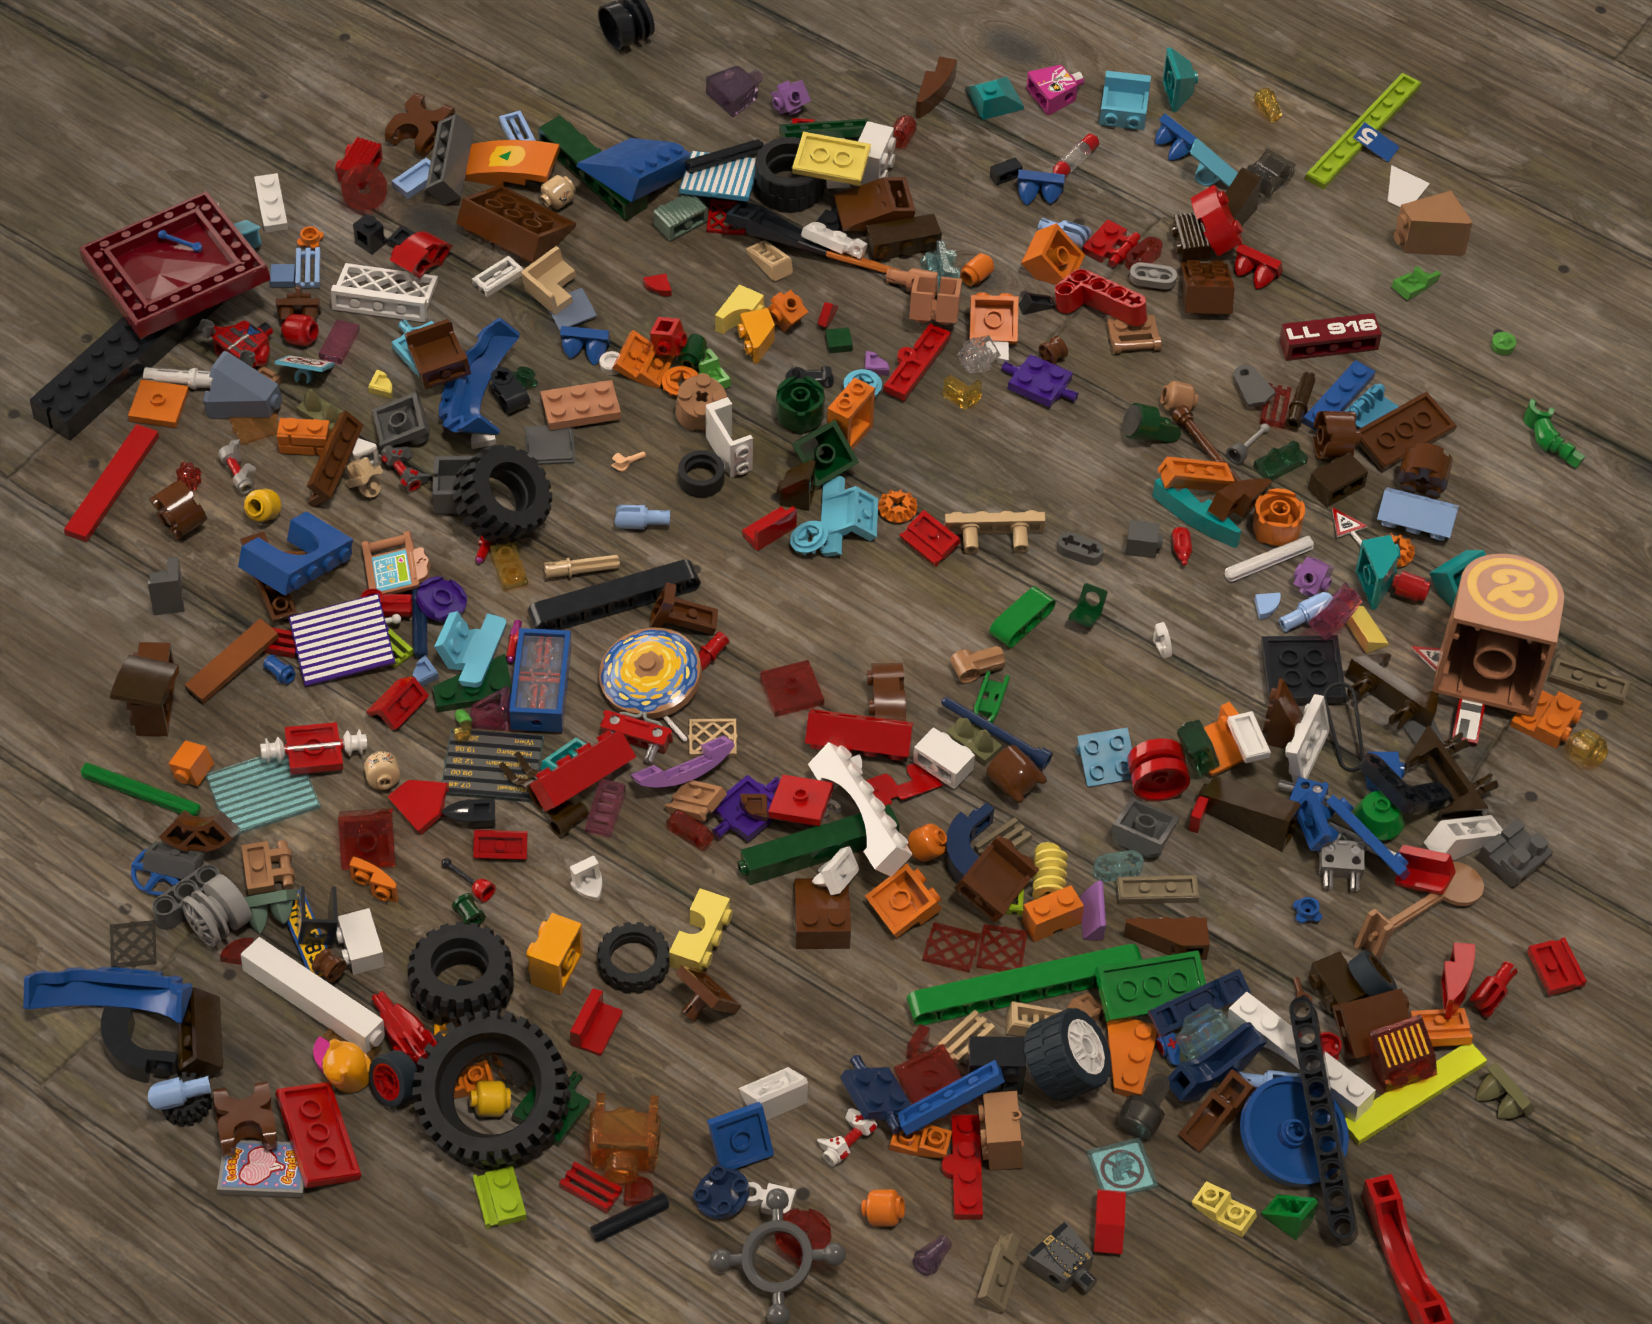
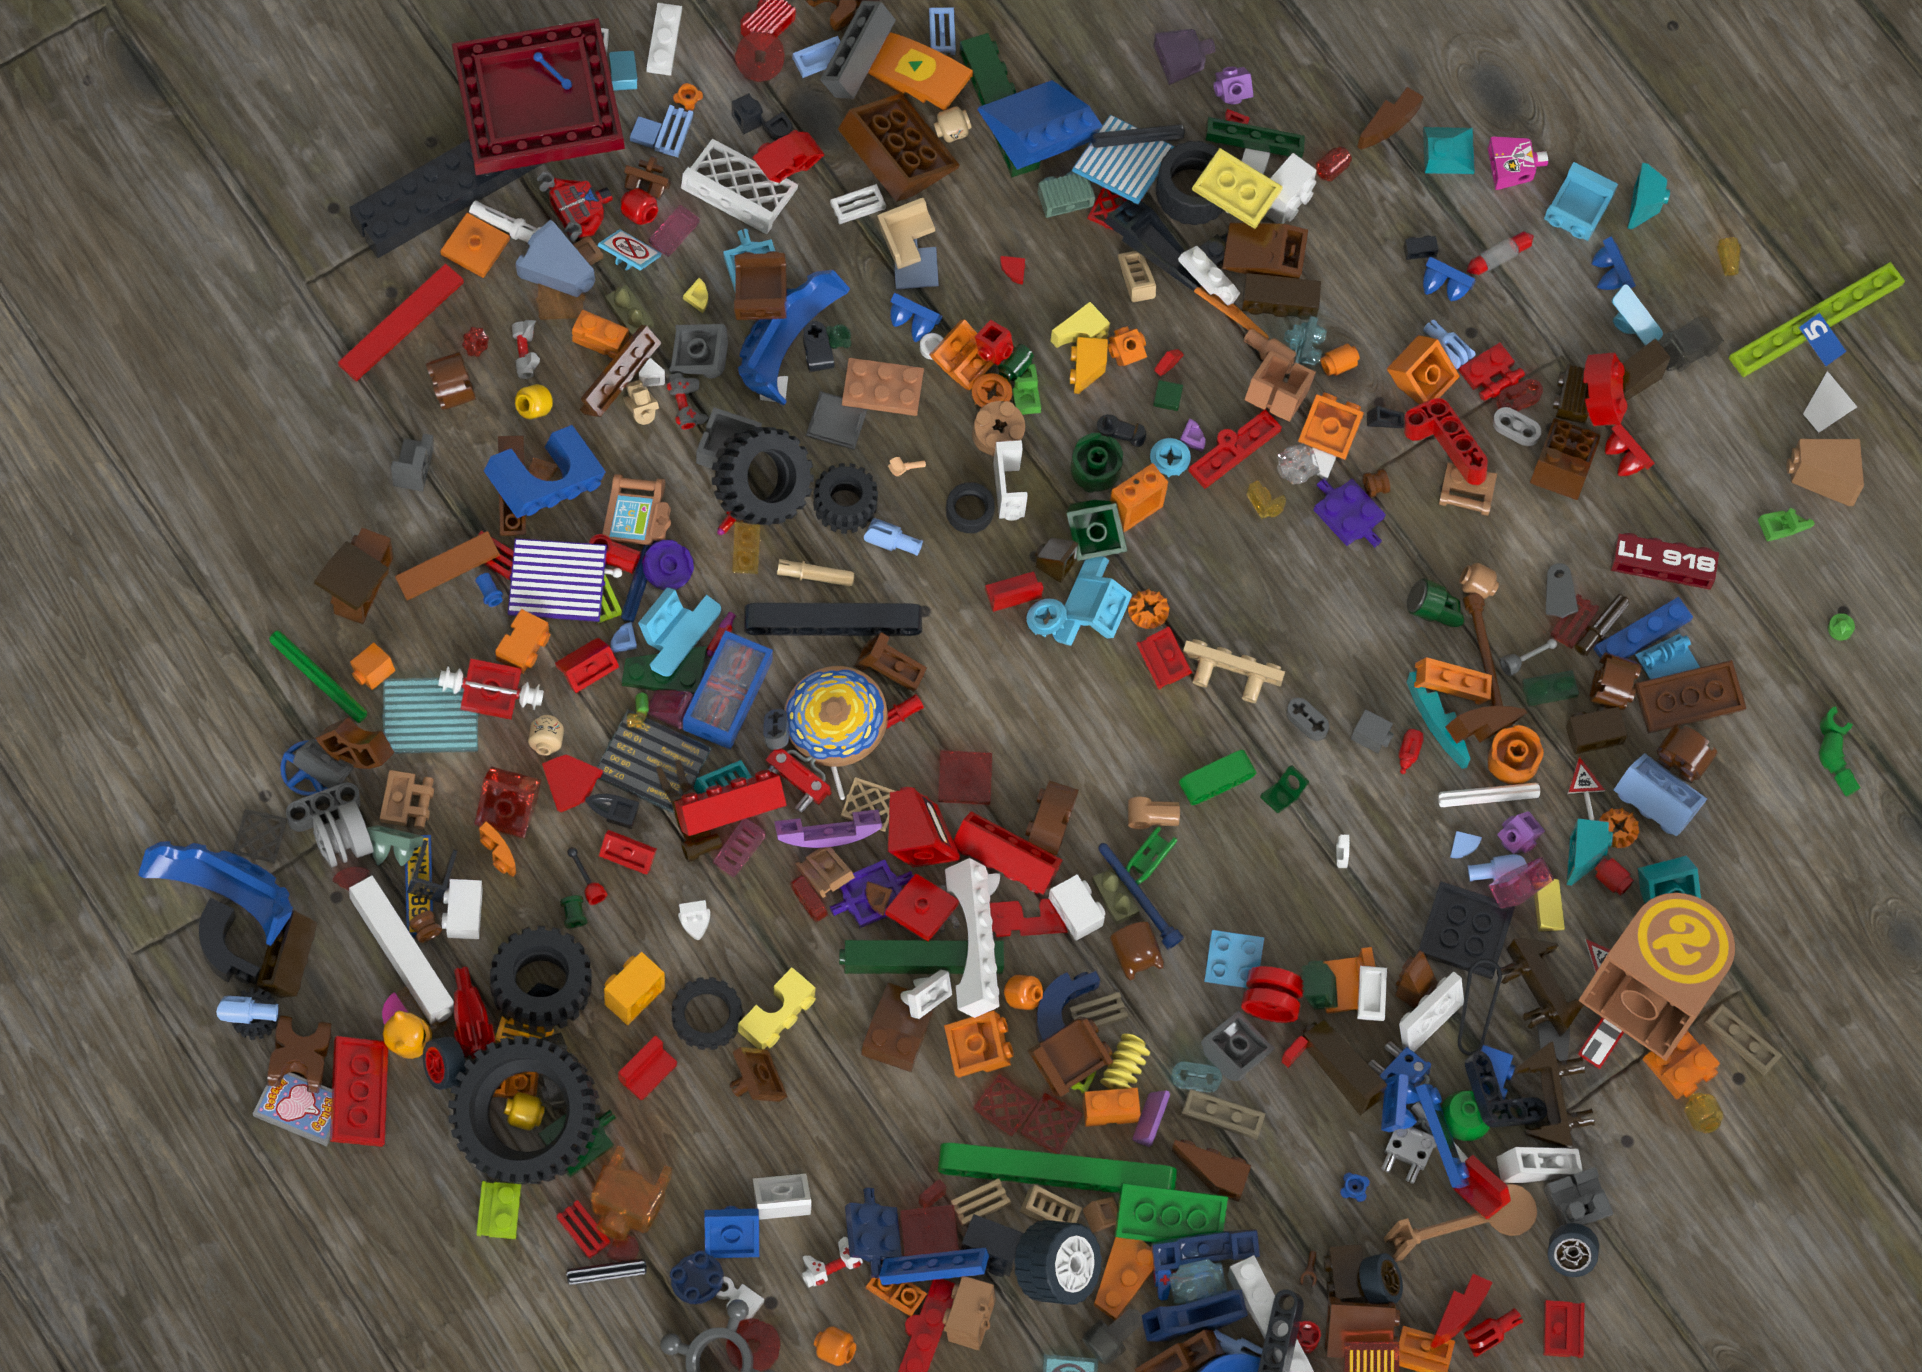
camera: 15 degrees right, 15 degrees up
(330, 700) = (527, 637): none -> orange brick
(584, 482) = (847, 479): none -> black tyre
(599, 698) = (772, 728): none -> dark grey beam
(769, 738) = (918, 830): none -> red slope
(1538, 906) = (1574, 1262): none -> wheel

